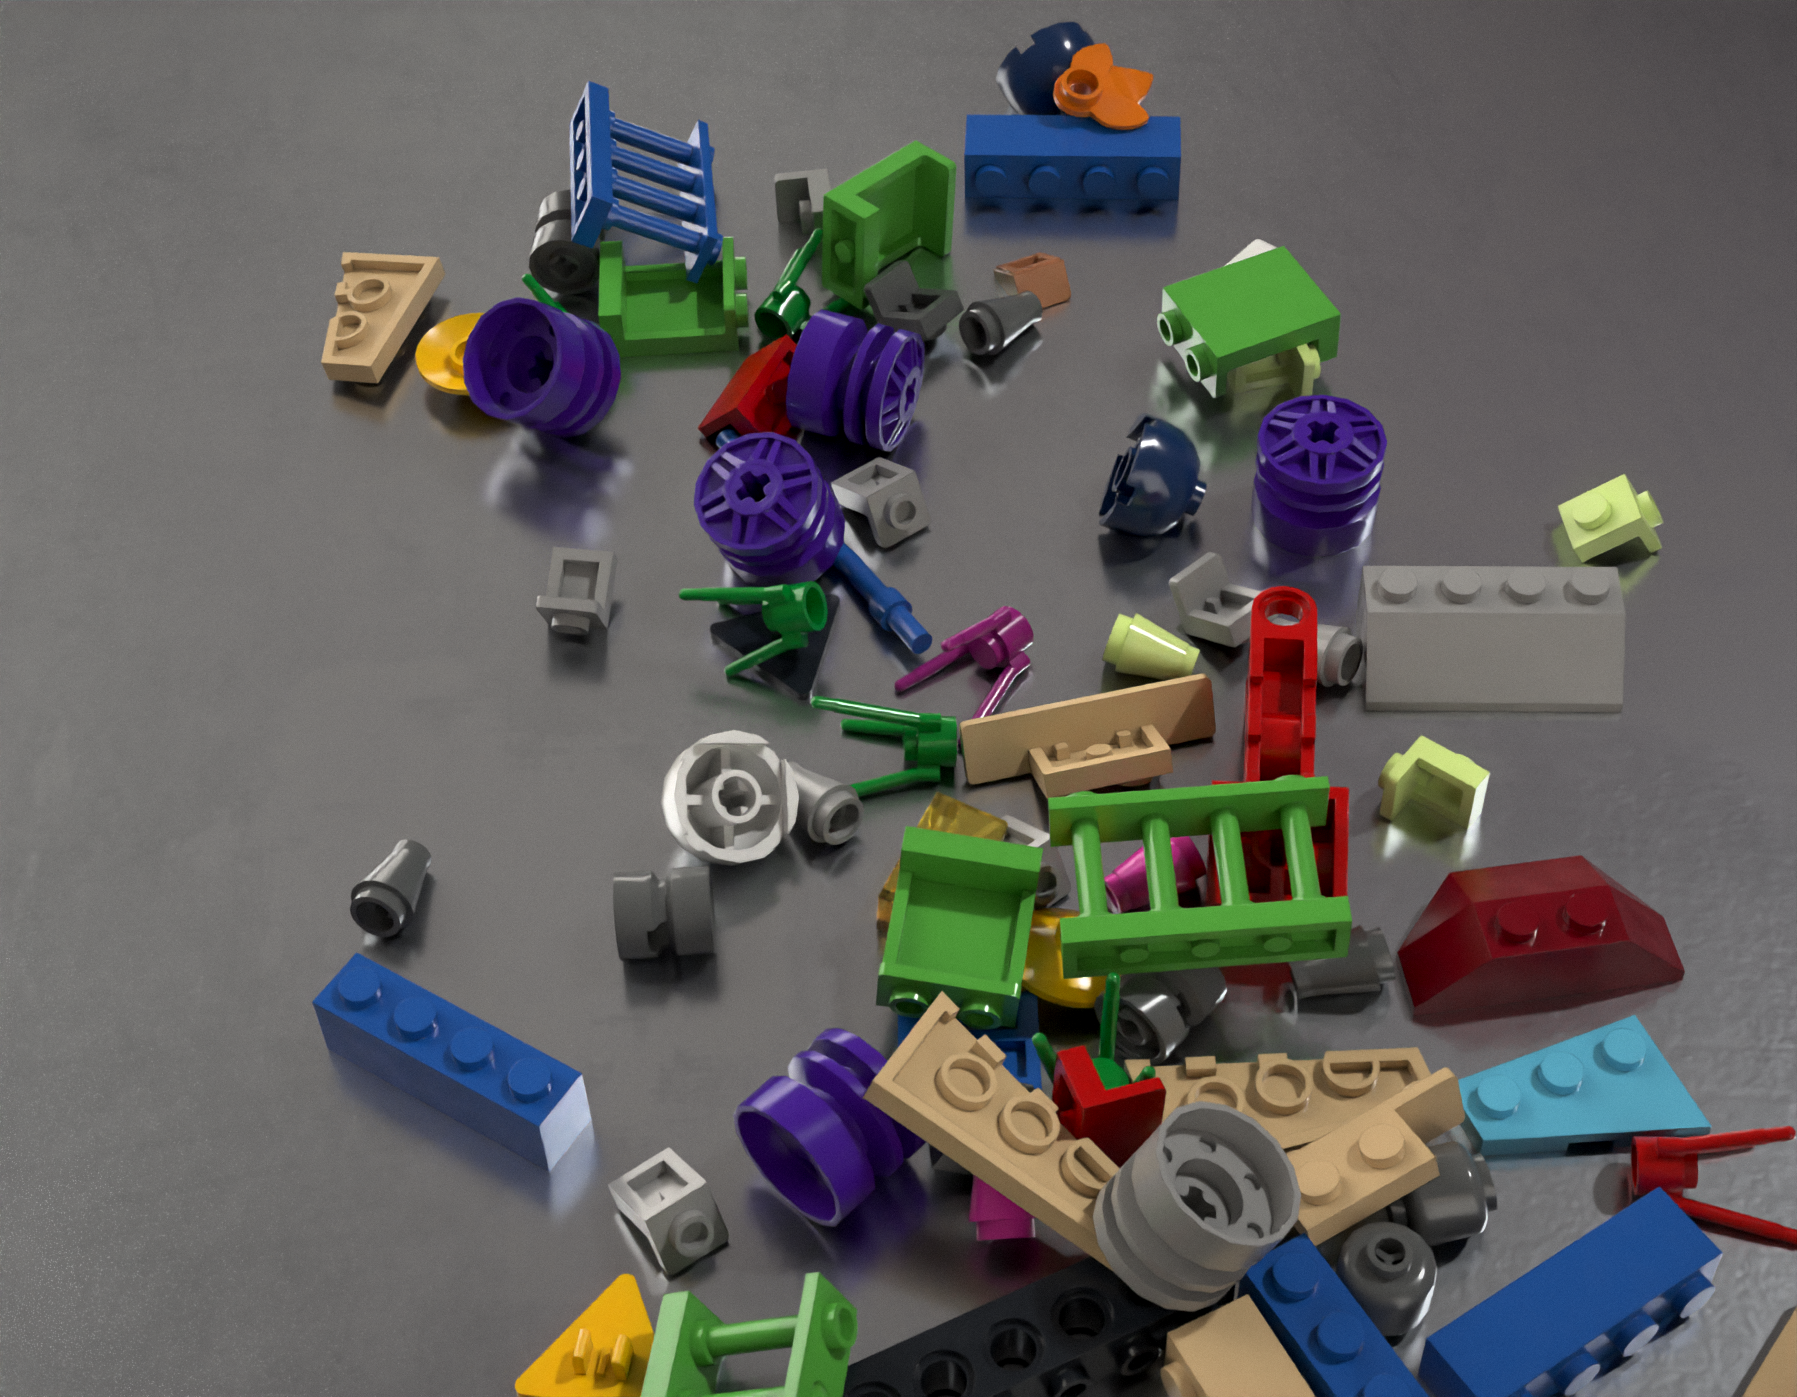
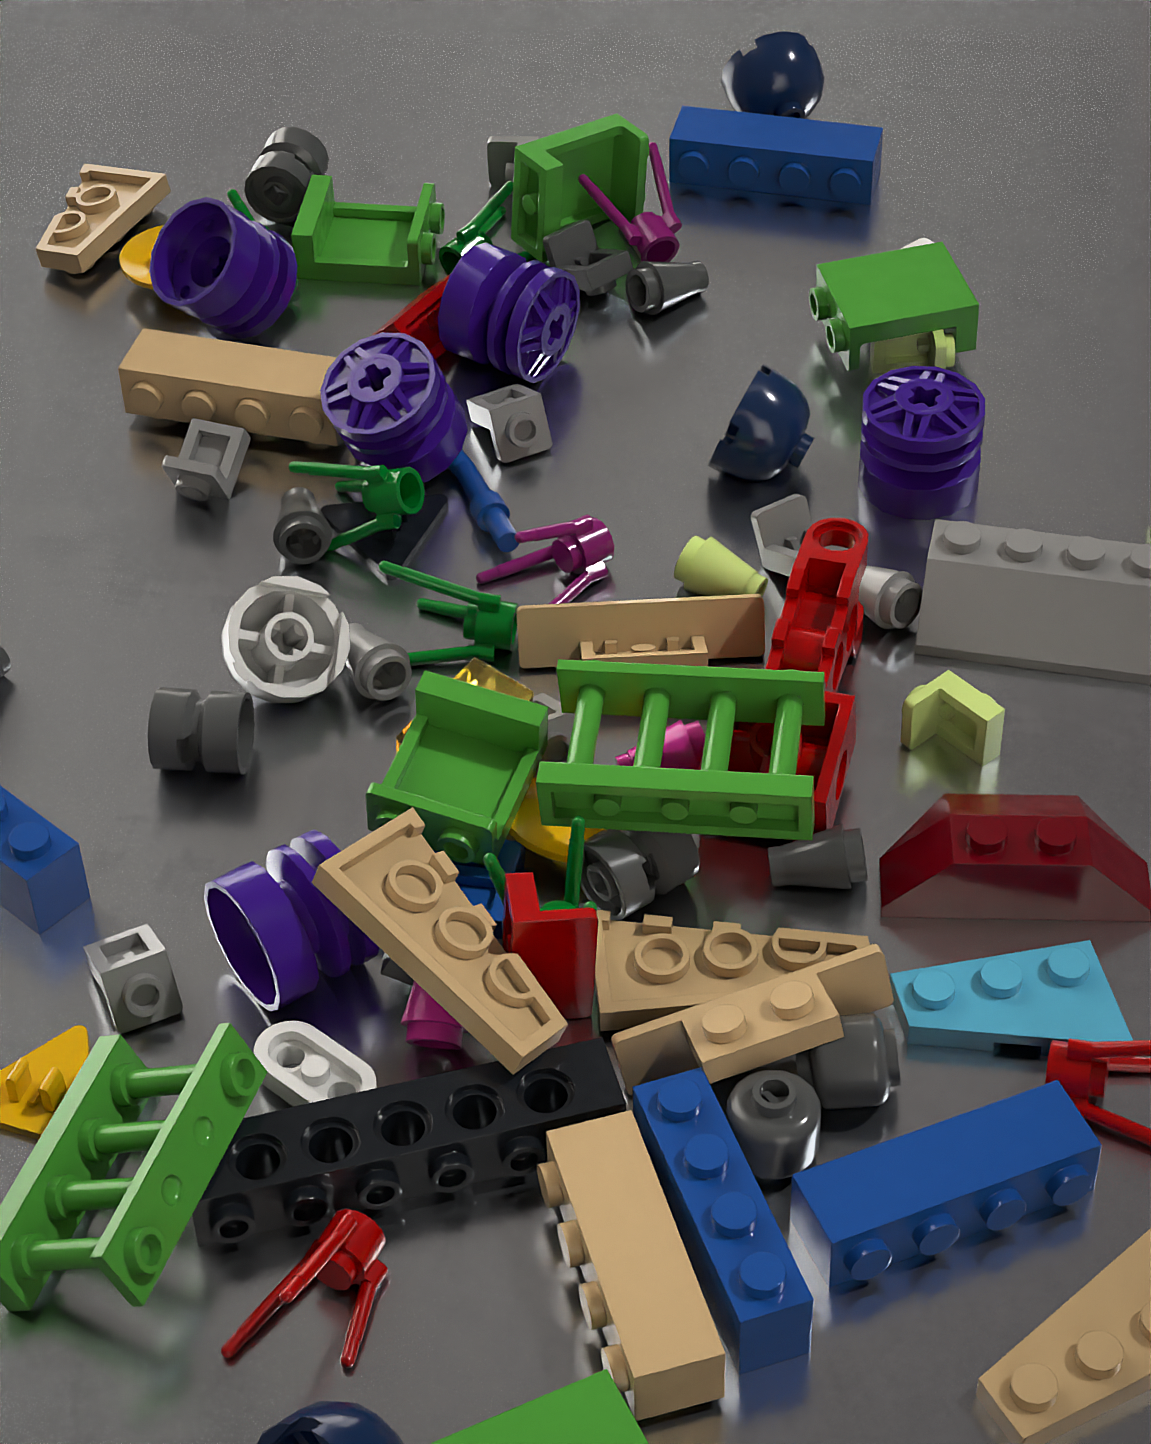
camera: 10 degrees right, 5 degrees down
(583, 501) = (227, 384): none -> tan brick
(598, 187) = (319, 120): blue fence -> none
(699, 656) = (301, 527): none -> dark grey cone
(901, 1290) = (323, 1069): none -> white plate
(968, 266) = (647, 233): none -> magenta plant
(1036, 273) = (717, 252): nougat slope -> none
(1102, 90) = (813, 95): orange plate -> none
(1196, 1206) = (591, 1015): light grey wheel -> none

